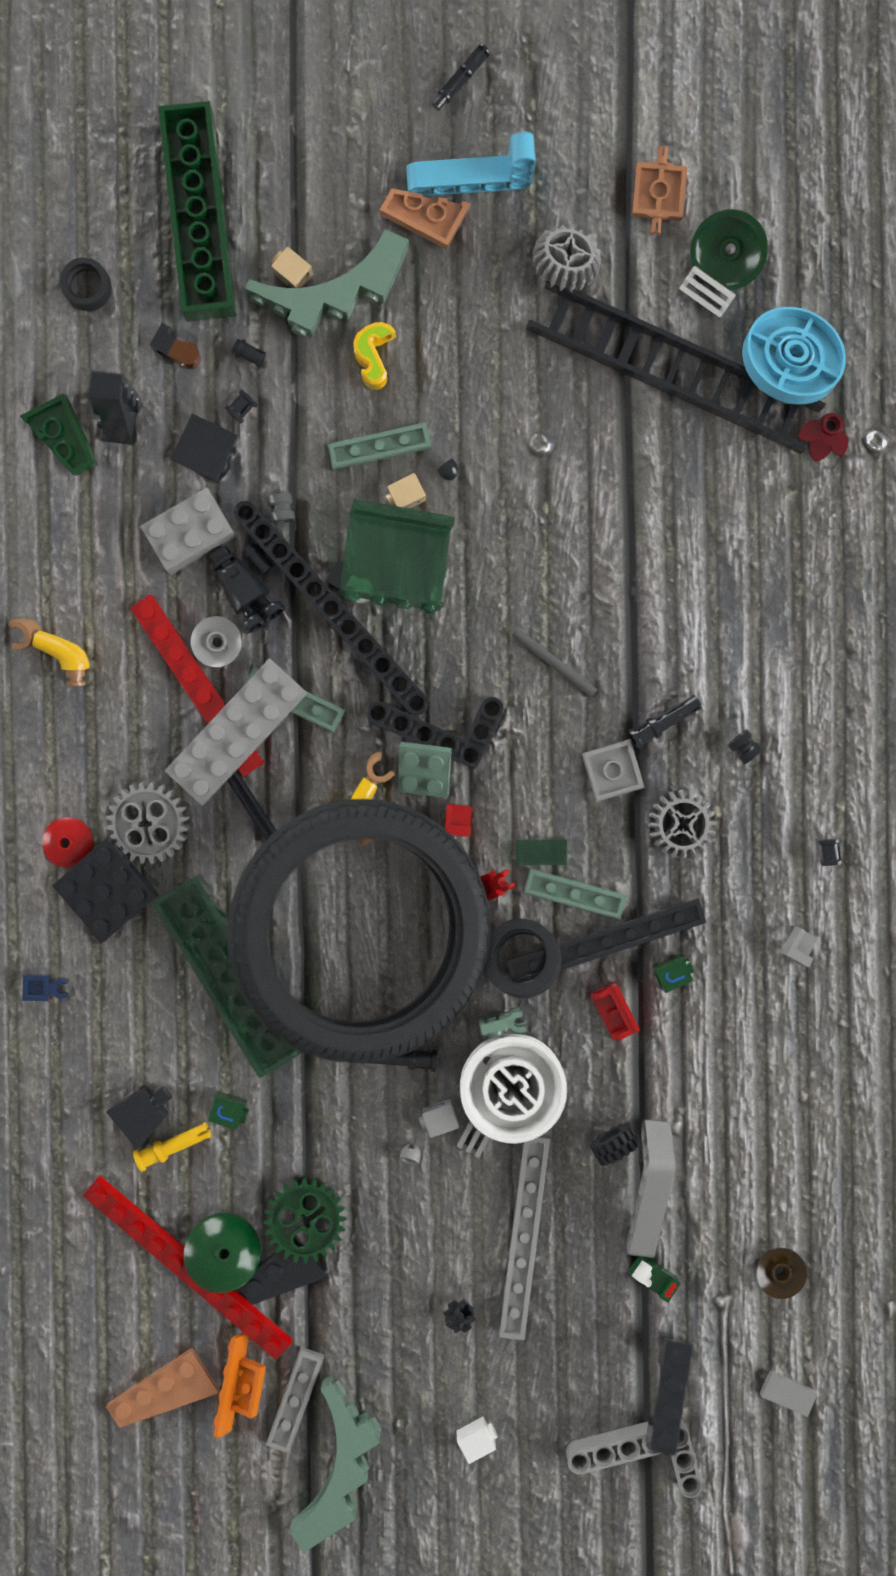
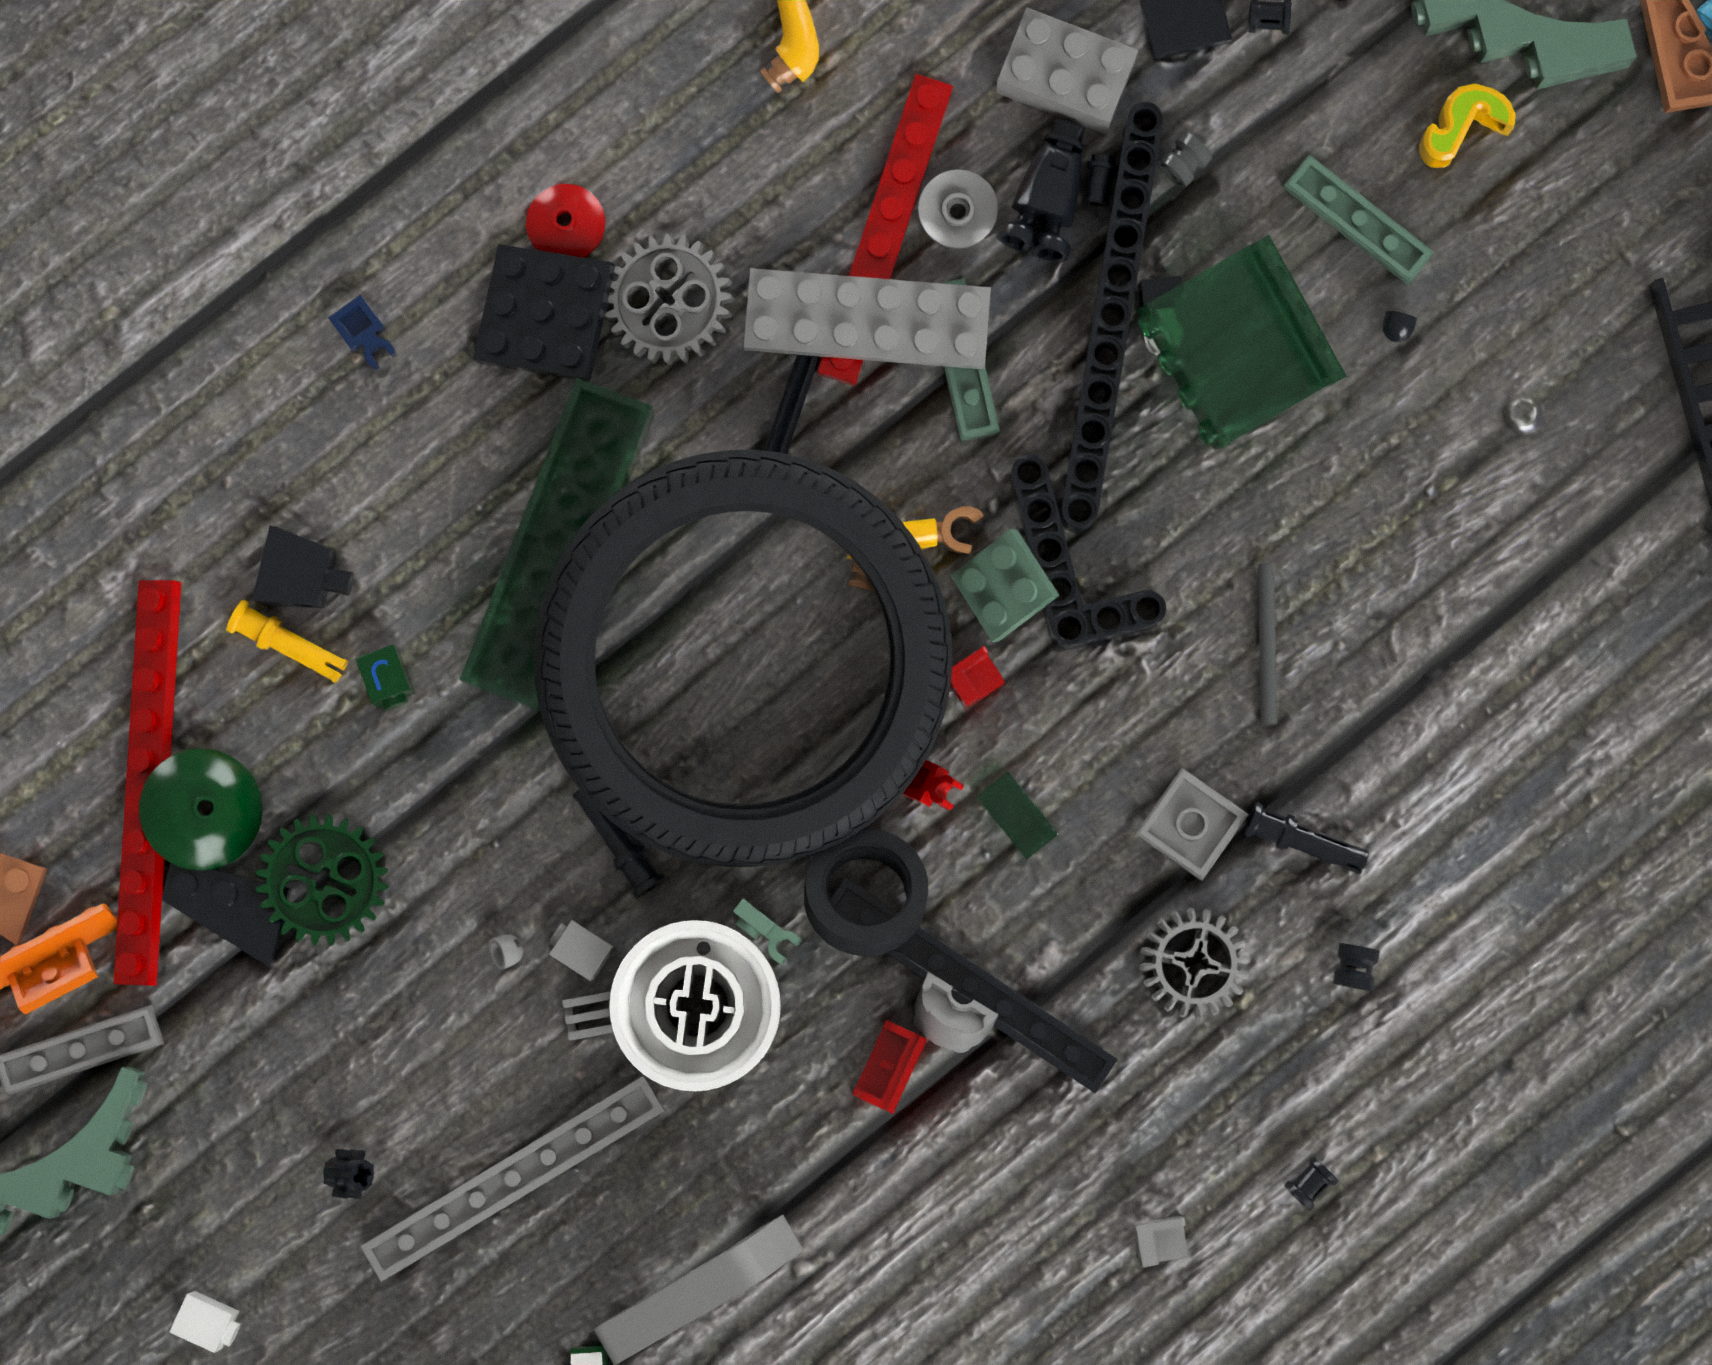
camera: 55 degrees right, 5 degrees down
(406, 492) = (1328, 295): tan brick -> none
(574, 893) = (998, 899): sand green tile -> none
(614, 1144) = (722, 1197): black tyre -> none
(615, 968) = (949, 1022): none -> light grey cylinder
(673, 973) = (998, 1103): dark green brick -> none

